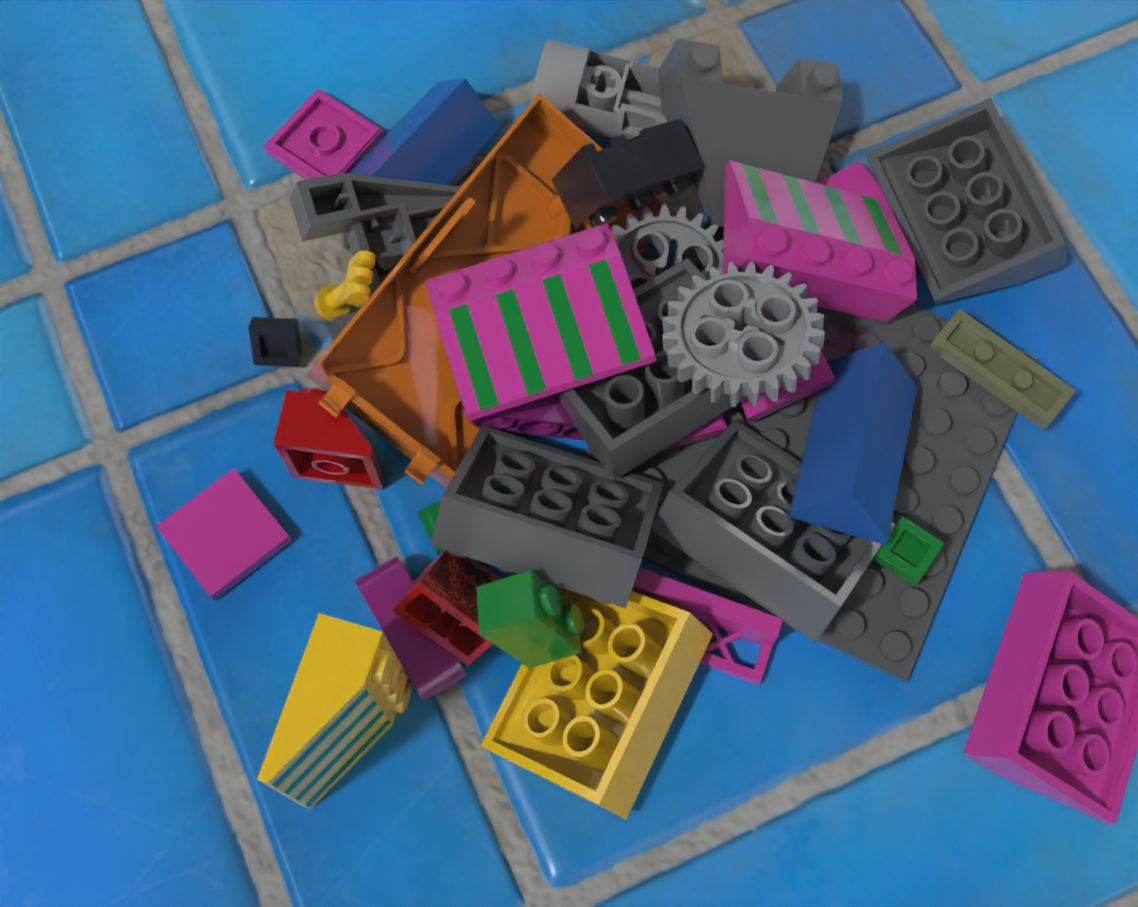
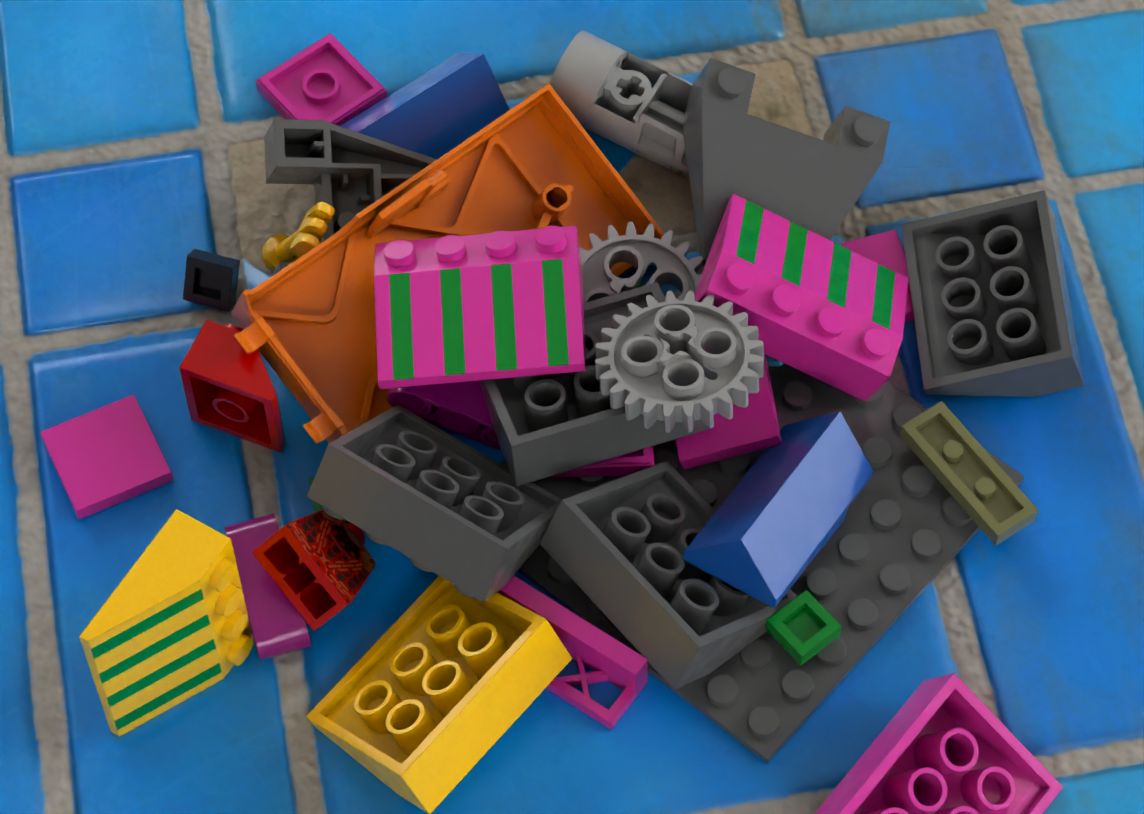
camera: 15 degrees right, 10 degrees down
(529, 619) = (386, 594): green brick -> none
(627, 173) = (620, 183): black wedge -> none

